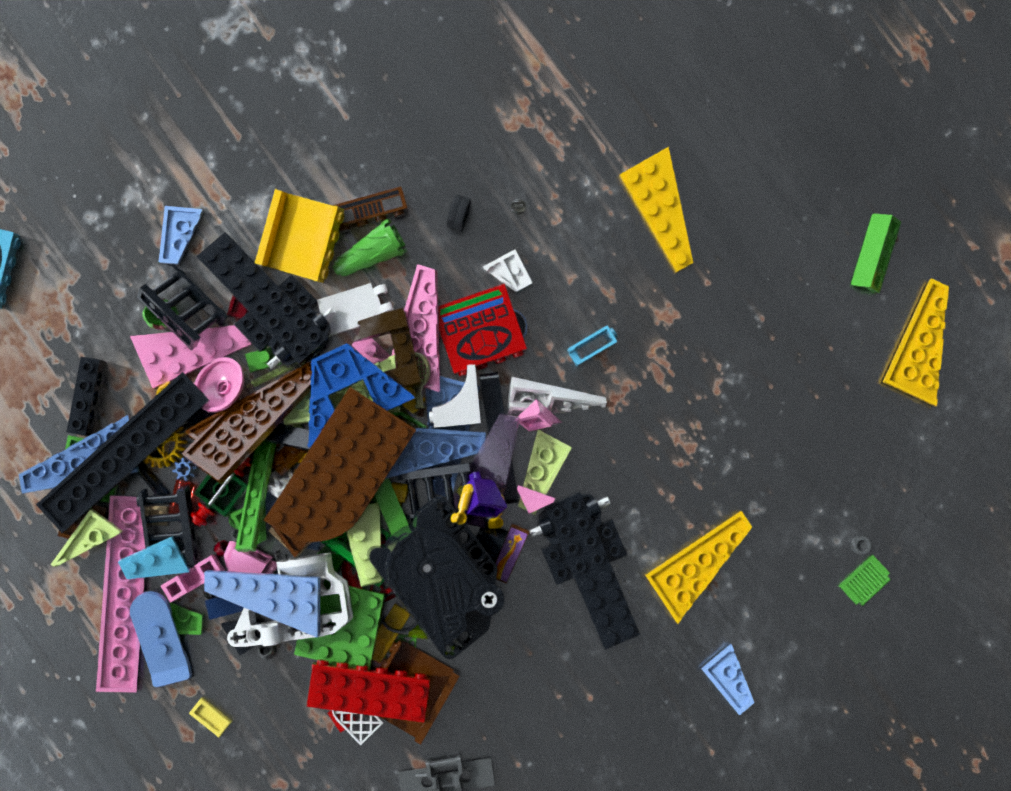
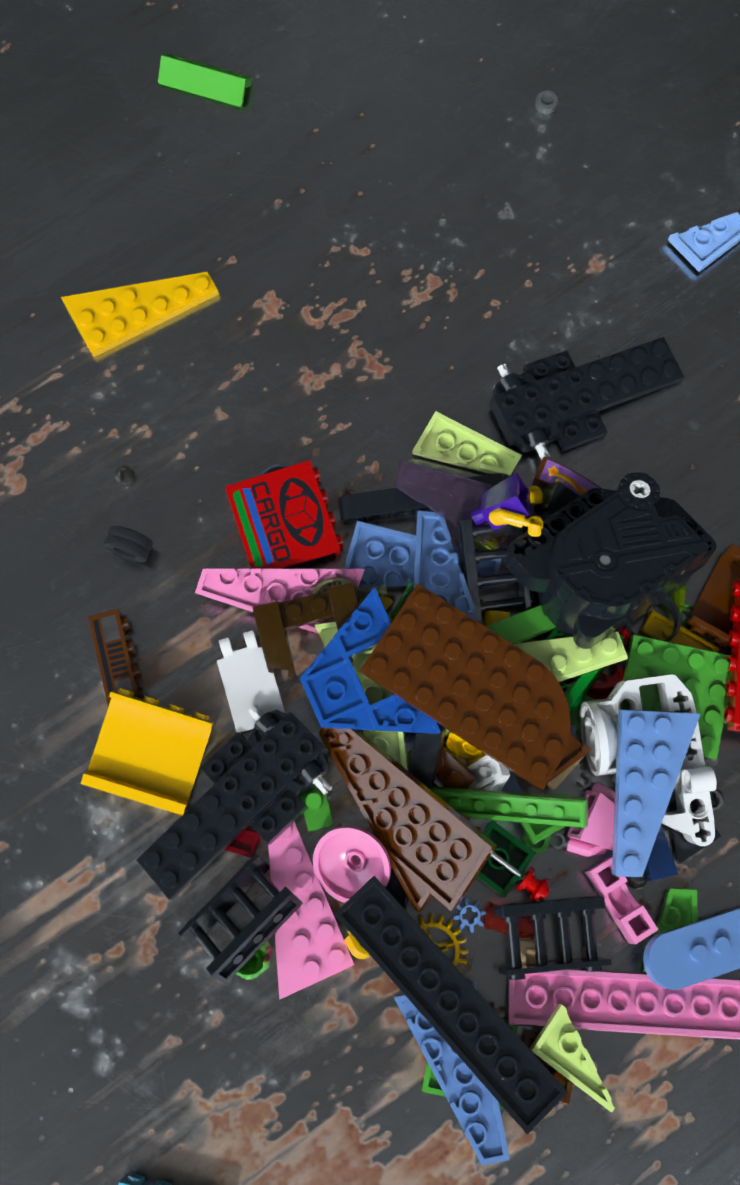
camera: 90 degrees left, 10 degrees down
(86, 396) = (366, 1064): black brick -> none
(152, 481) = (488, 962): black axle -> none
(155, 560) = (600, 953): medium azure wing -> none
(177, 232) = (133, 930): light blue wing -> none
(217, 548) = (576, 863): dark red hinge -> none
(268, 378) = (341, 795): yellowish green piece -> none
(371, 350) = (306, 657): bright pink tile -> none
(377, 246) = (168, 649): bright green cone -> none
(461, 409) = (383, 534): white arch -> none
(510, 271) = (208, 483): white wing -> none
(533, 500) = (504, 453): bright pink slope -> none
(537, 417) = (397, 448): bright pink slope -> none
(556, 399) = (371, 458): white wedge -> none
(592, 345) = (307, 386): window -> none
(691, 570) = (578, 275): yellow wing -> none
(865, 581) = (587, 99): bright green window -> none
(920, 352) = (317, 35): yellow wing -> none

